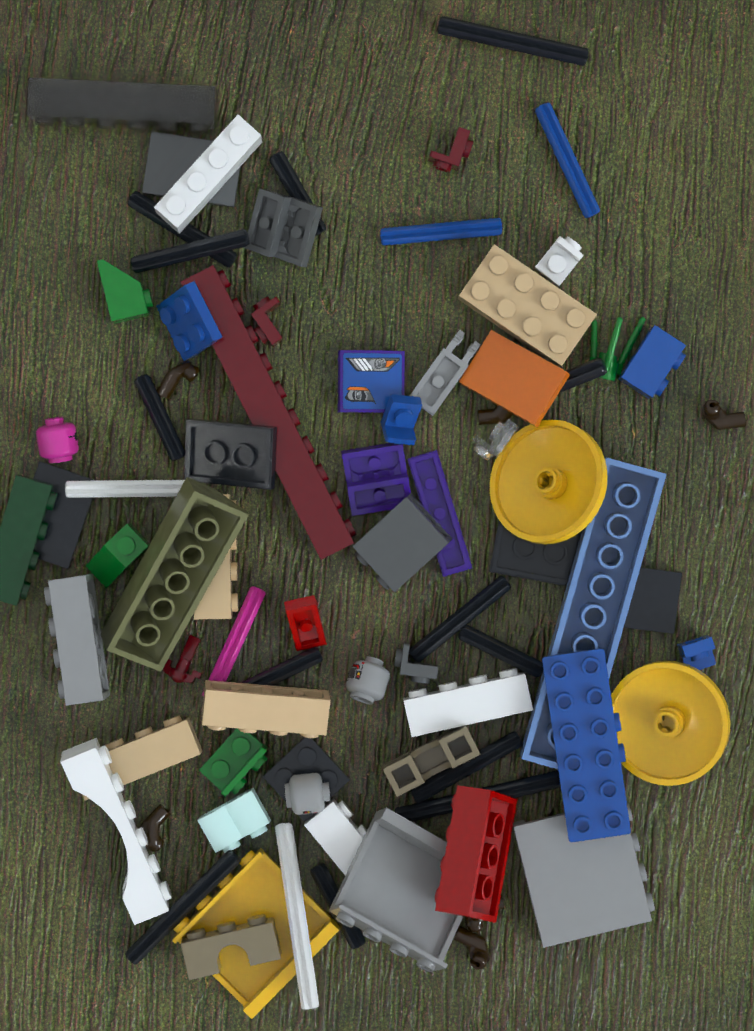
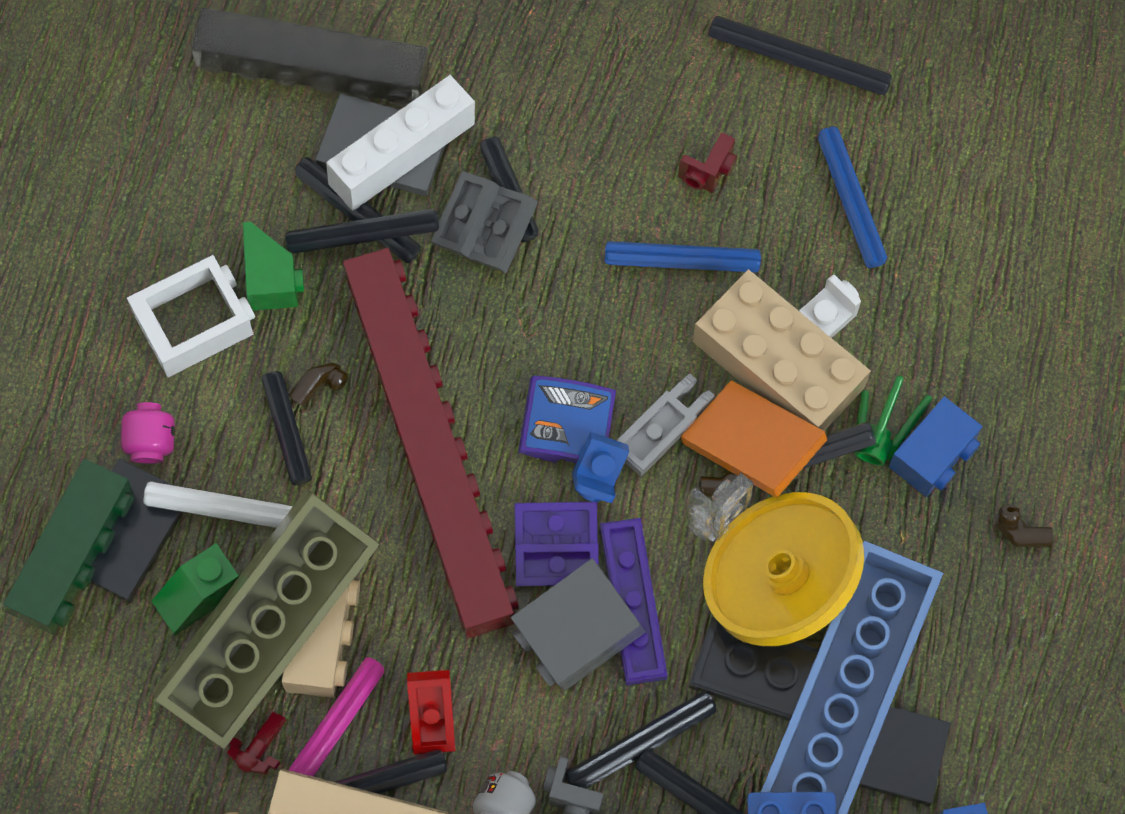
camera: 10 degrees right, 20 degrees down
(46, 359) = (205, 344): none -> white window
(78, 639) = (121, 684): light grey brick -> none
(189, 321) = (345, 310): blue plate -> none
(230, 453) = (372, 478): black tile -> none
(266, 330) = (442, 336): dark red bracket -> none

